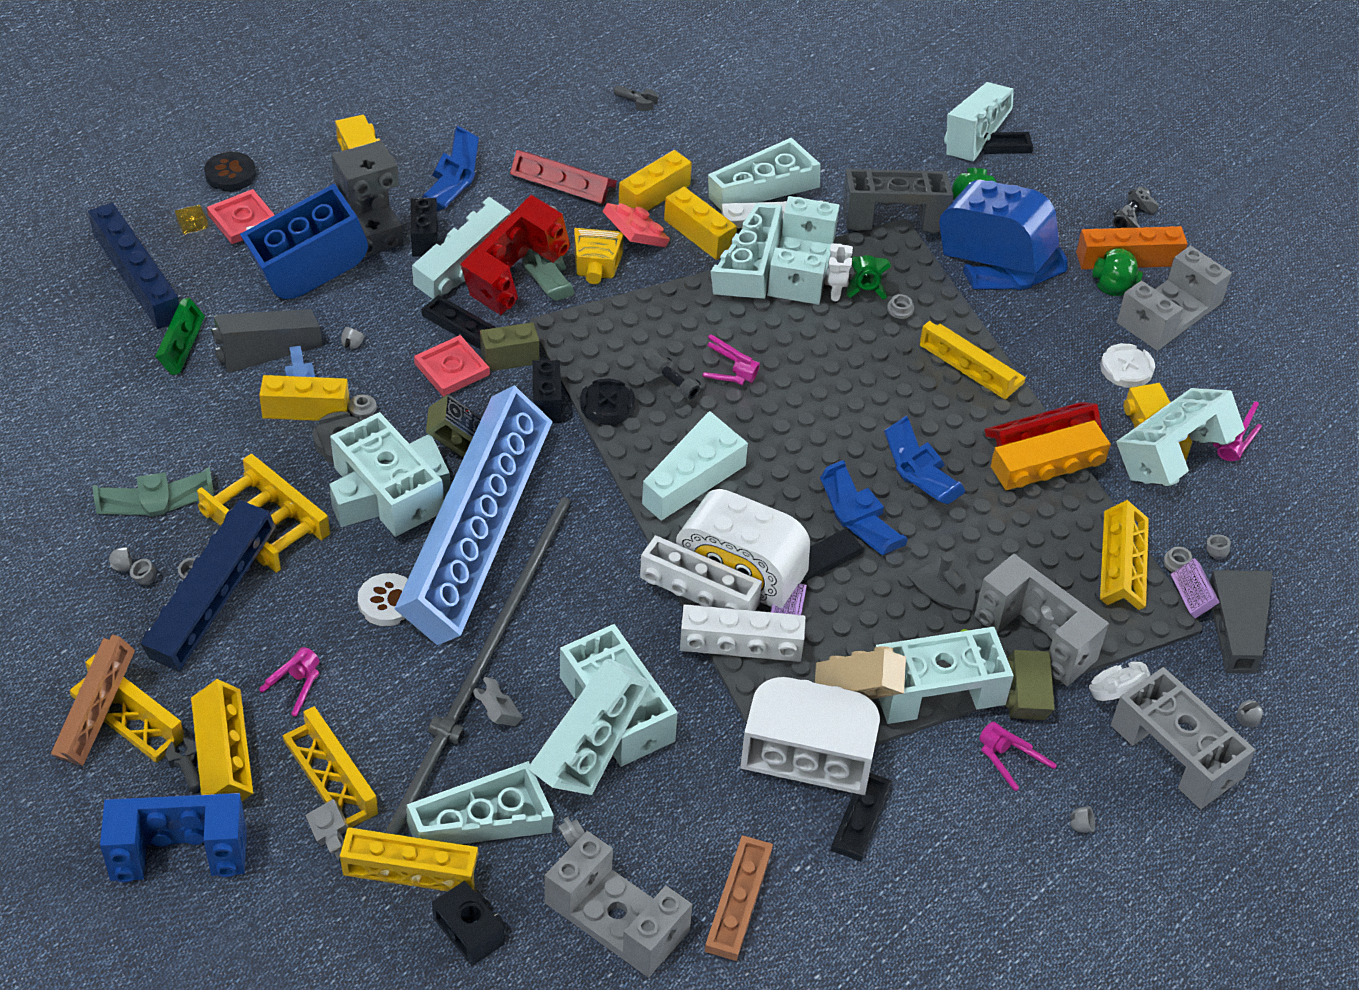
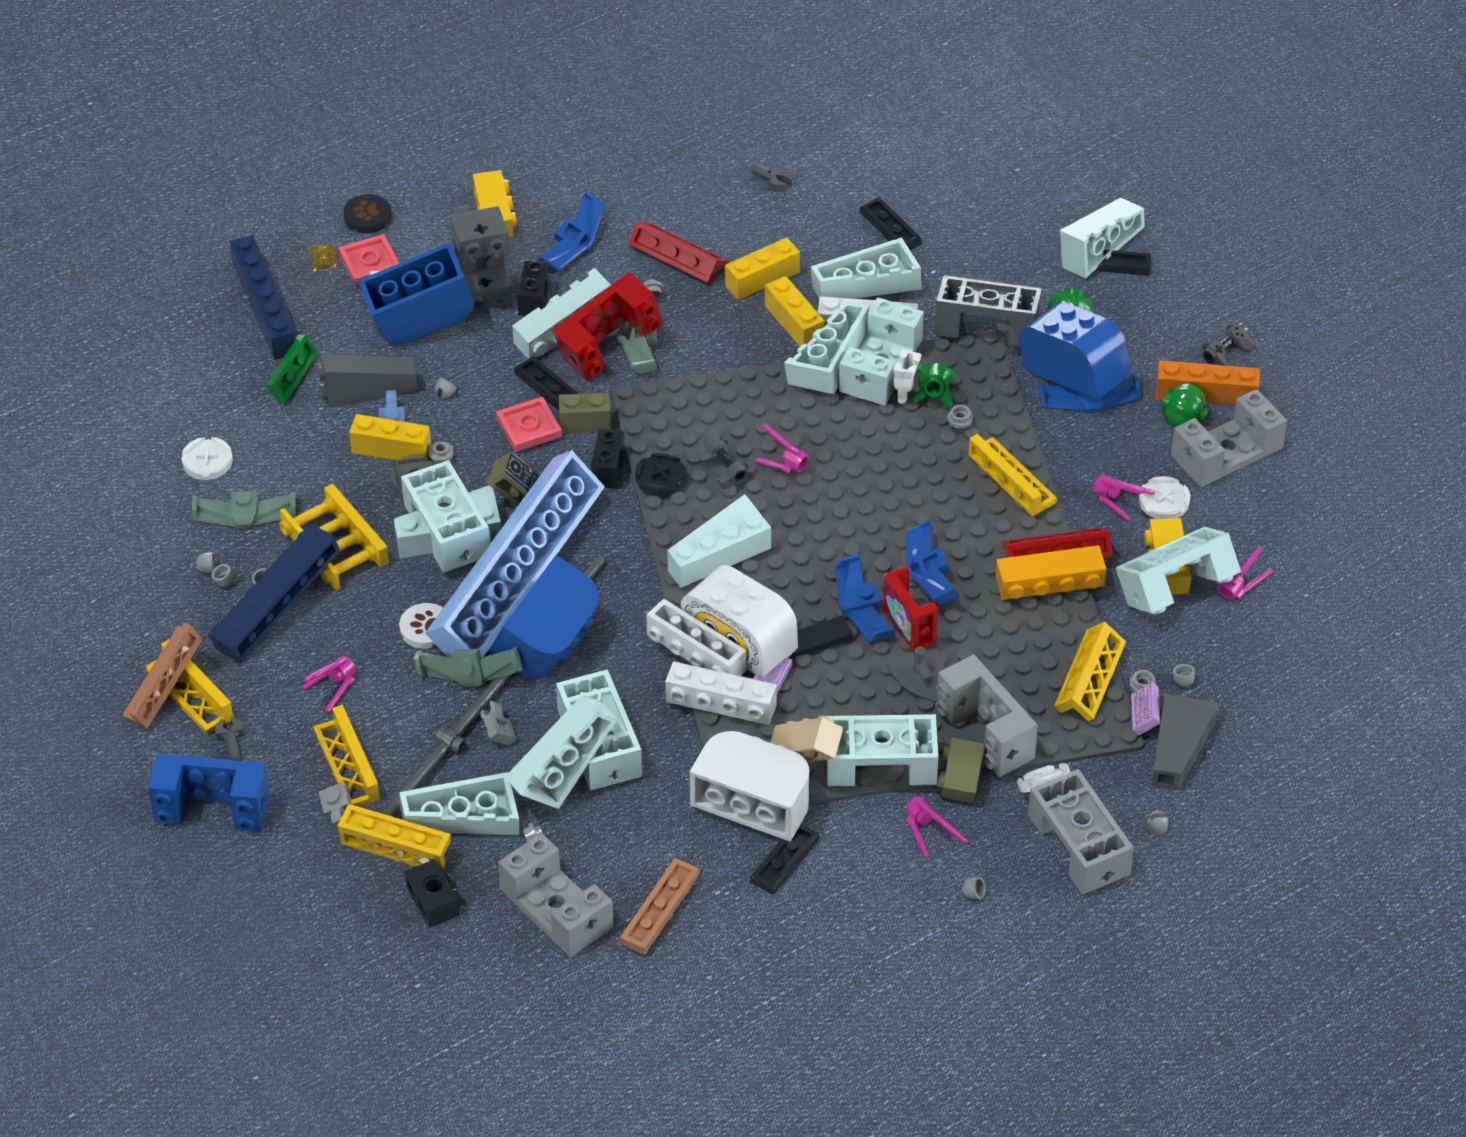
camera: 15 degrees right, 0 degrees up
(101, 443) = (207, 458): none -> white tile
(221, 740) = (261, 721): yellow brick -> none
(450, 640) = (468, 666): none -> sand green plate
(530, 576) = (549, 619): none -> blue brick
(597, 253) = (690, 332): yellow torso -> none
(636, 224) = (732, 308): coral plate -> none
(763, 127) = (889, 223): none -> black tile
(917, 517) = (913, 622): none -> red panel
(1073, 361) = (1111, 487): none -> dark pink plant

